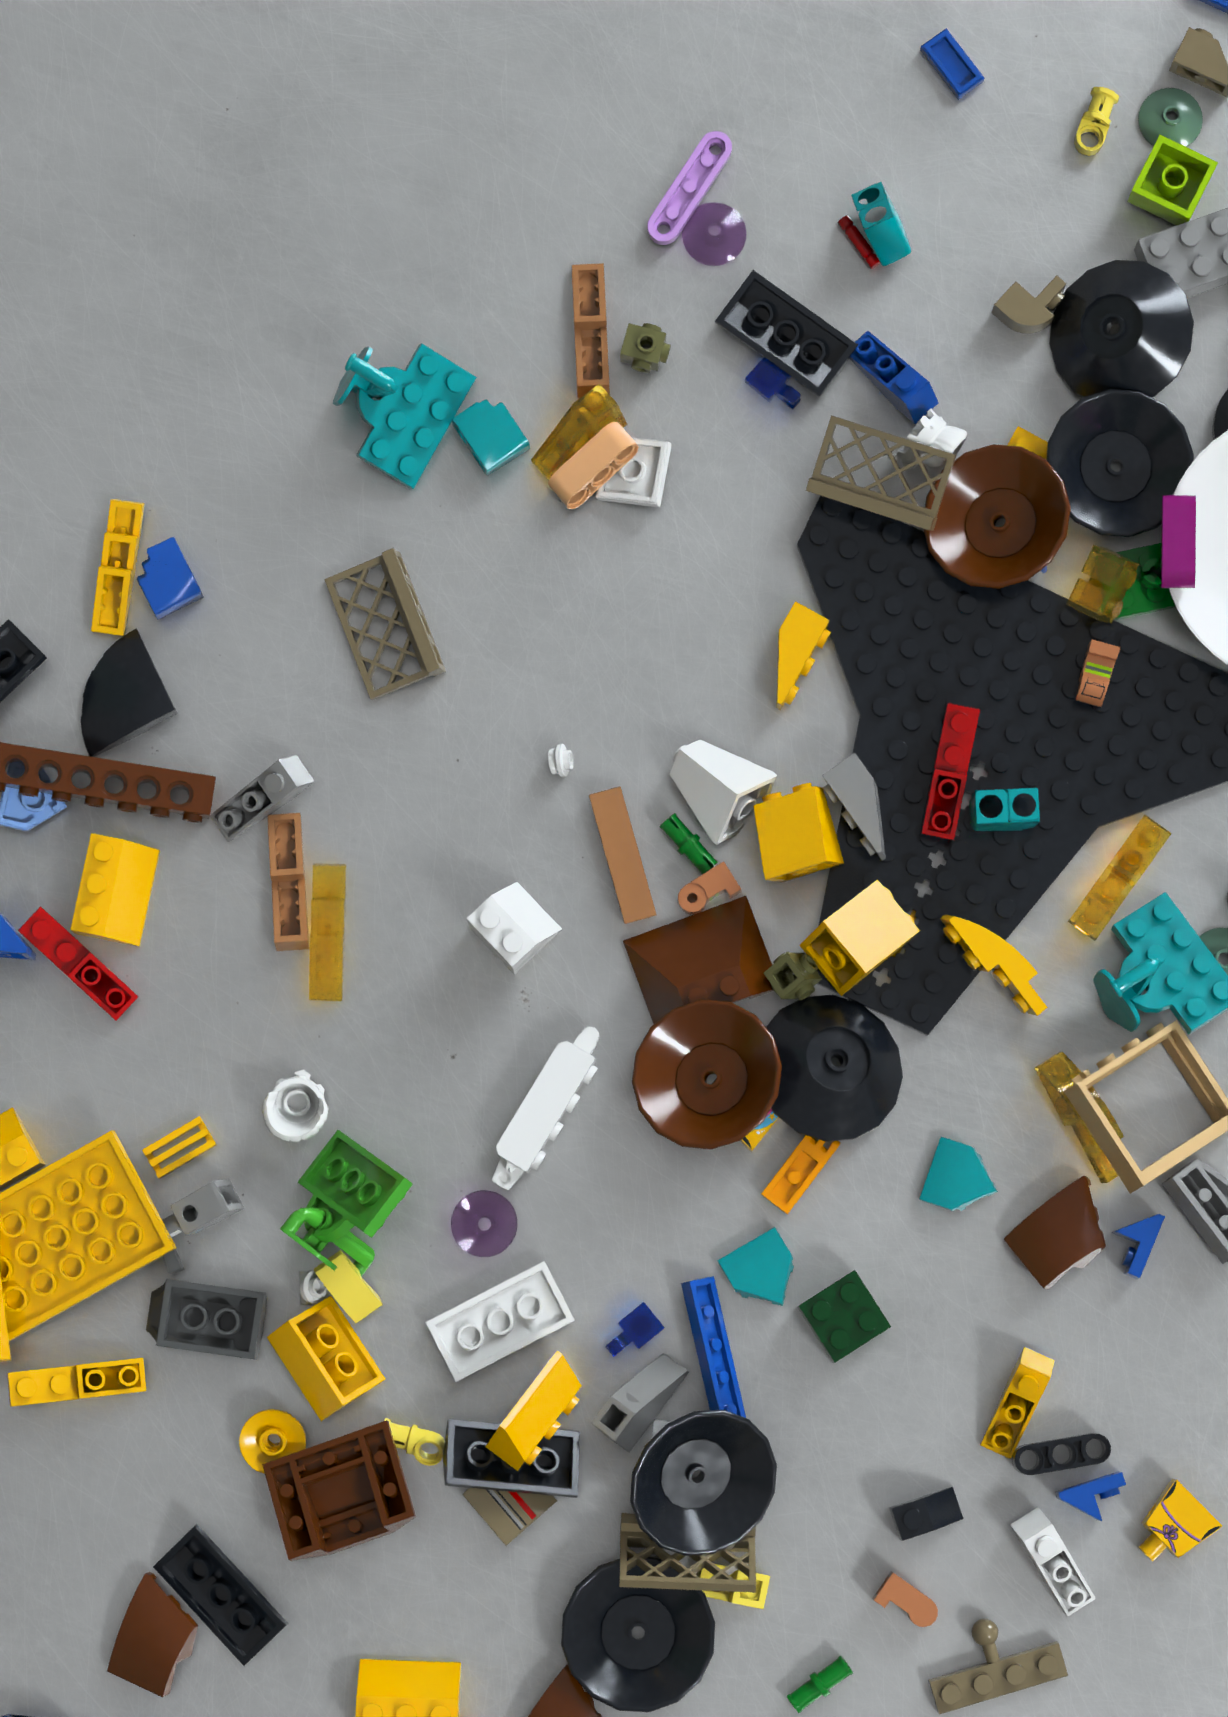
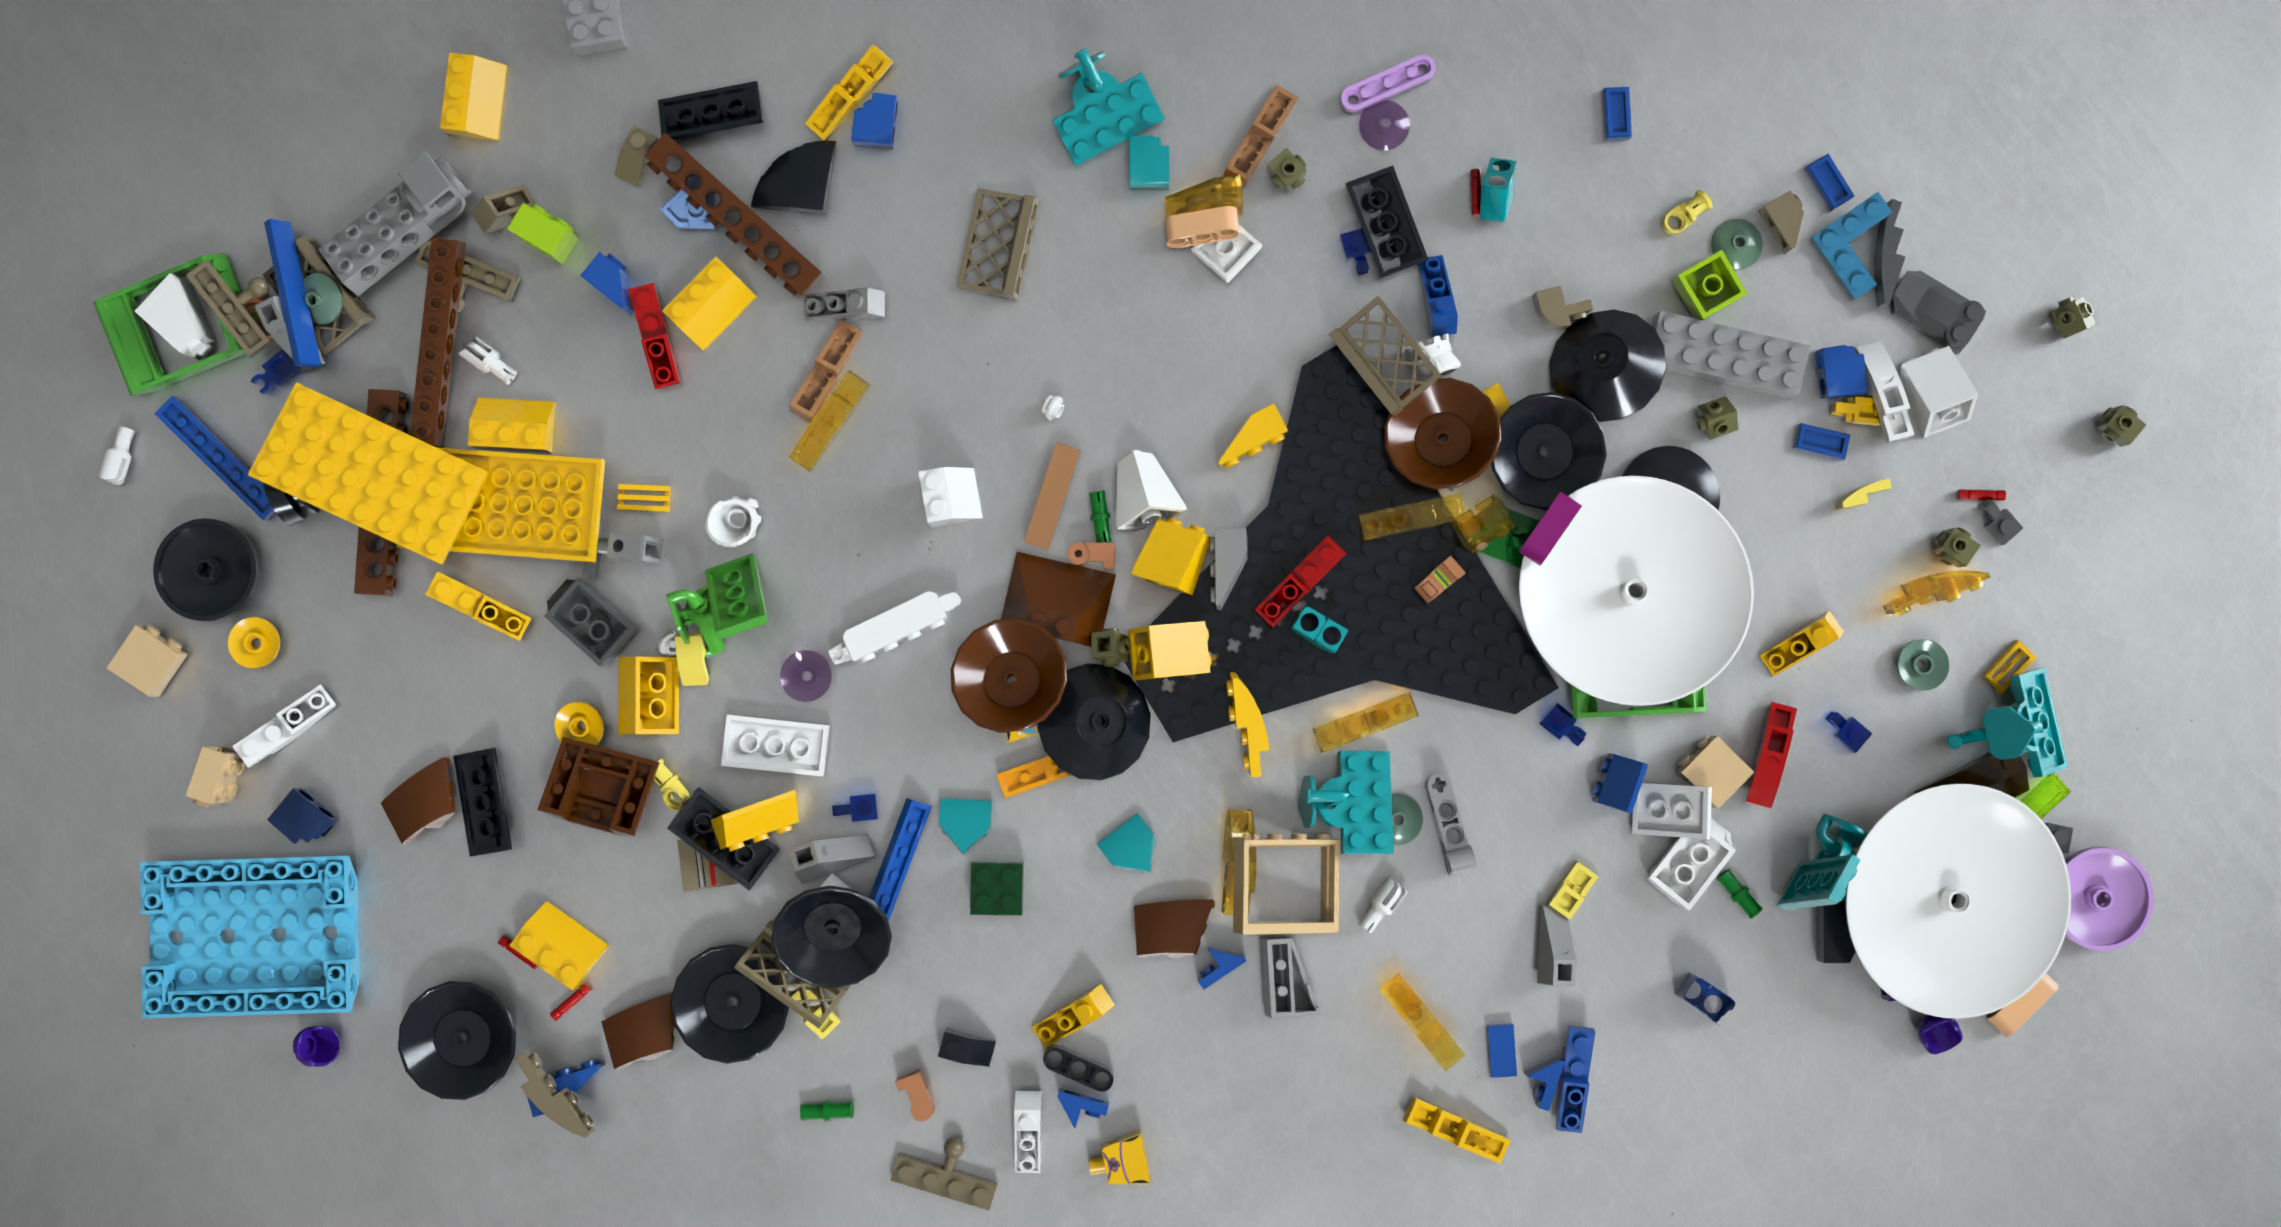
camera: 30 degrees right, 5 degrees up
(1024, 624) = (1413, 516): none -> clear yellow slope

